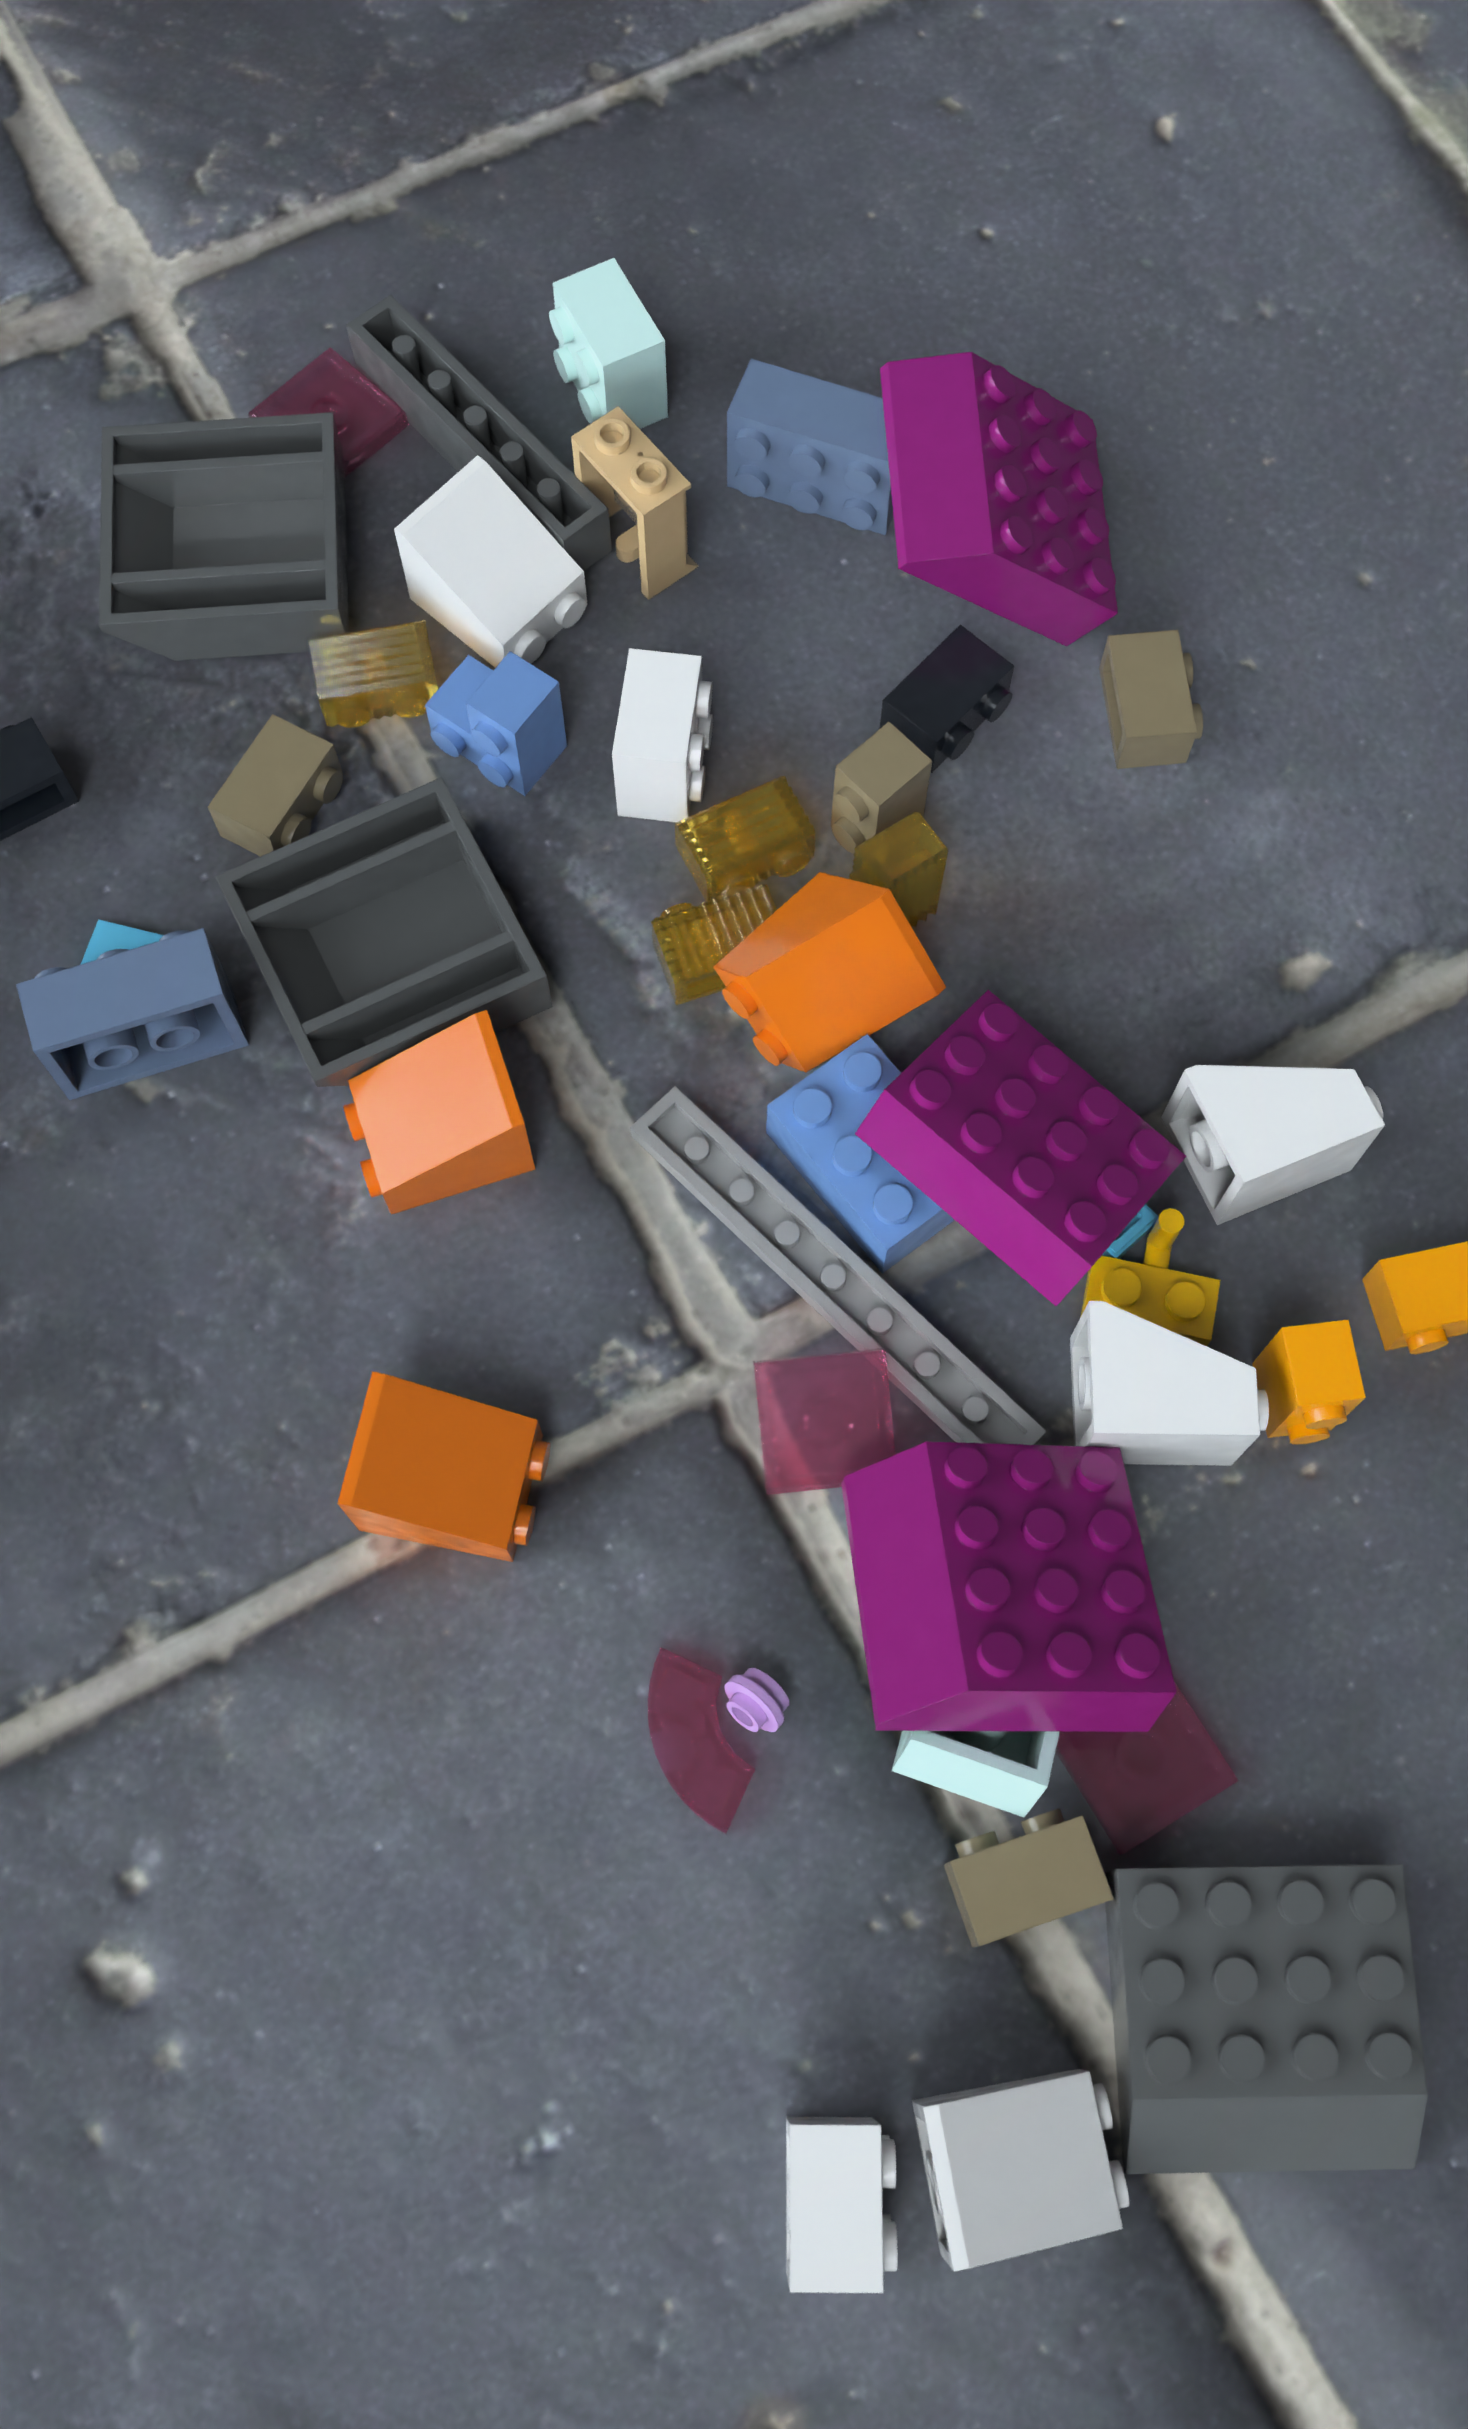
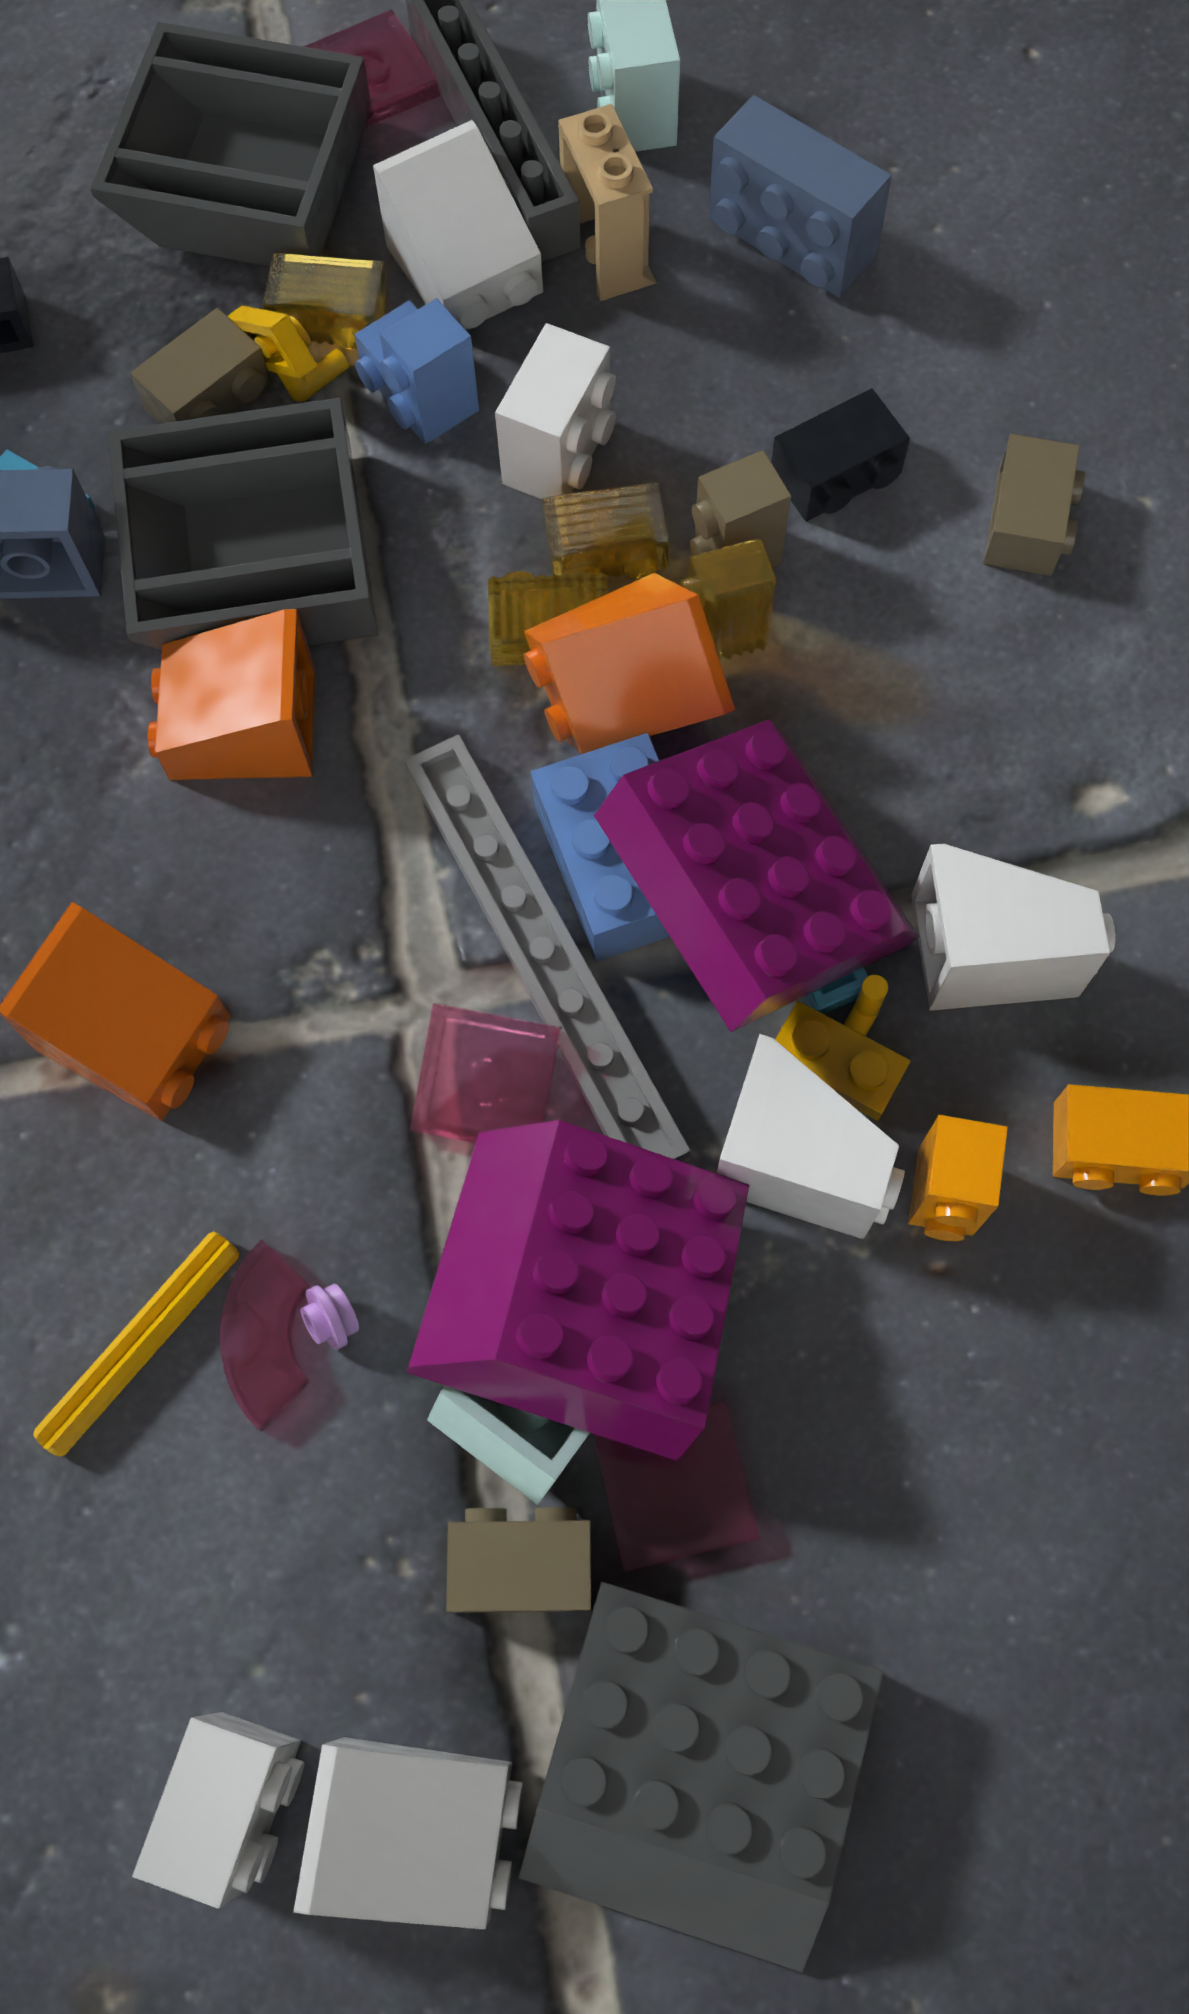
camera: 20 degrees right, 0 degrees up
(358, 737) = (287, 353): none -> yellow plate
(573, 1789) = (135, 1344): none -> yellow axle
(998, 493) = (944, 273): magenta slope -> none

